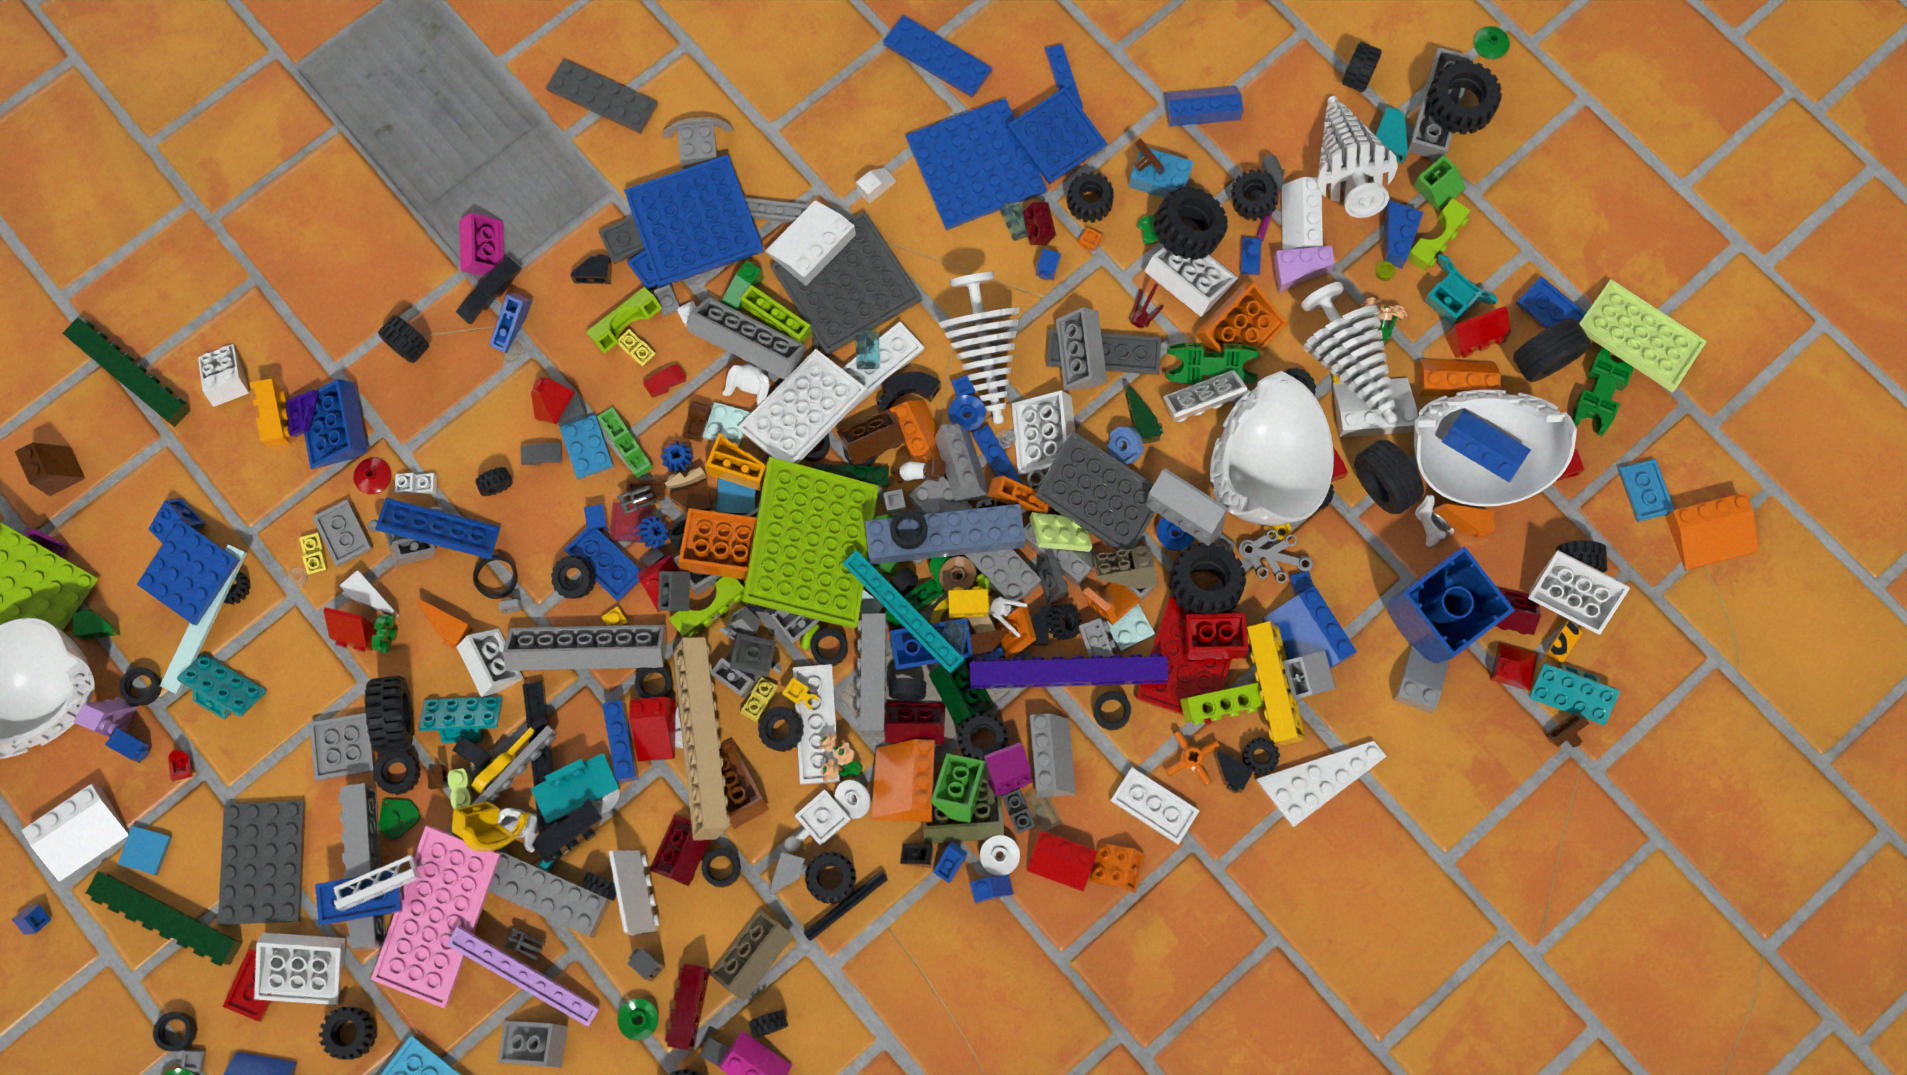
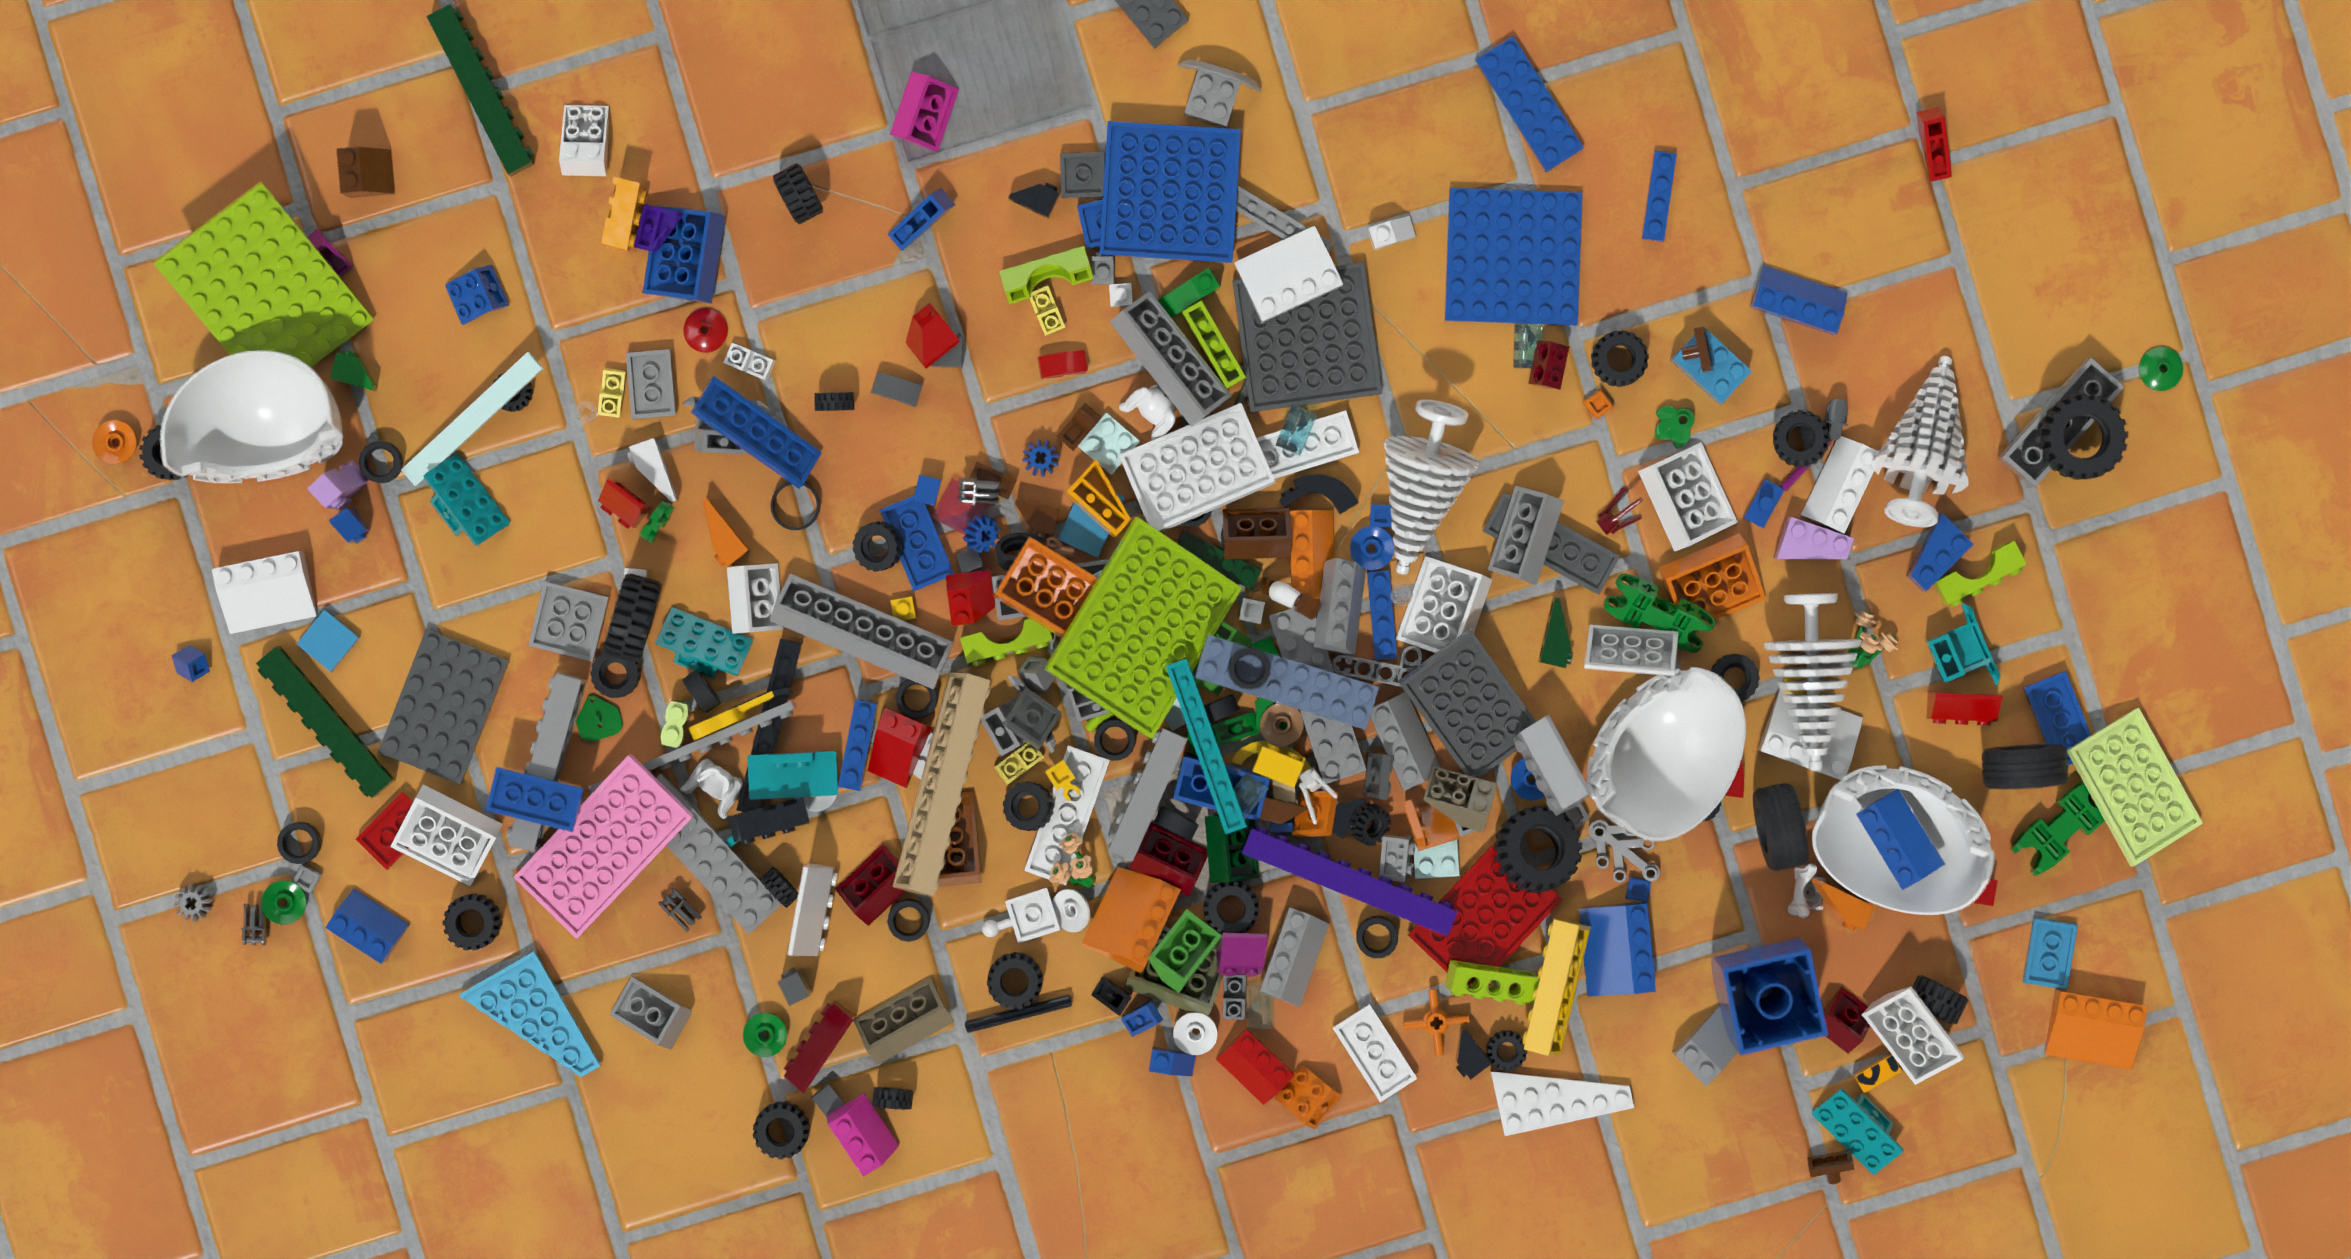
camera: 20 degrees right, 15 degrees up
(179, 765) = (394, 567): red plate -> none
(188, 572) = (474, 363): blue plate -> none
(378, 887) = (565, 803): white fence -> none
(438, 777) = (655, 698): reddish brown bracket -> none
(480, 827) = (681, 779): yellow piece -> none
(488, 289) = (912, 170): black slope -> none
(510, 605) = (799, 545): light grey plate -> none
(522, 975) = (667, 944): lavender plate -> none
(586, 447) = (948, 401): dark azure plate -> none
(624, 442) = (991, 415): bright green slope -> none
(674, 591) = (977, 615): dark grey brick -> none
(678, 482) = (1032, 487): tan slope -> none
(787, 872) = (972, 958): light grey slope -> none
(983, 581) = (1304, 746): lime arm -> none
(1011, 493) = (1380, 669): orange slope -> none
(1048, 264) = (1536, 416): blue brick -> none
(1057, 135) = (1617, 268): blue plate -> none
(1059, 533) = (1407, 729): yellowish green plate -> none
(1134, 445) = (1533, 661): medium blue plate -> none
(1198, 207) = (1737, 442): black tyre -> none
(1216, 636) = (1518, 912): red slope -> none
(1309, 674) = (1594, 993): light grey slope -> none
(1361, 67) = (1994, 342): black tyre -> none
(1385, 271) = (1901, 586): clear neon green tile -> none
(1393, 133) = (1987, 433): teal slope -> none
(1440, 183) = (2011, 516): bright green slope -> none
(1450, 376) = (1917, 743): orange slope -> none
(1514, 666) = (1813, 1074): red slope -> none

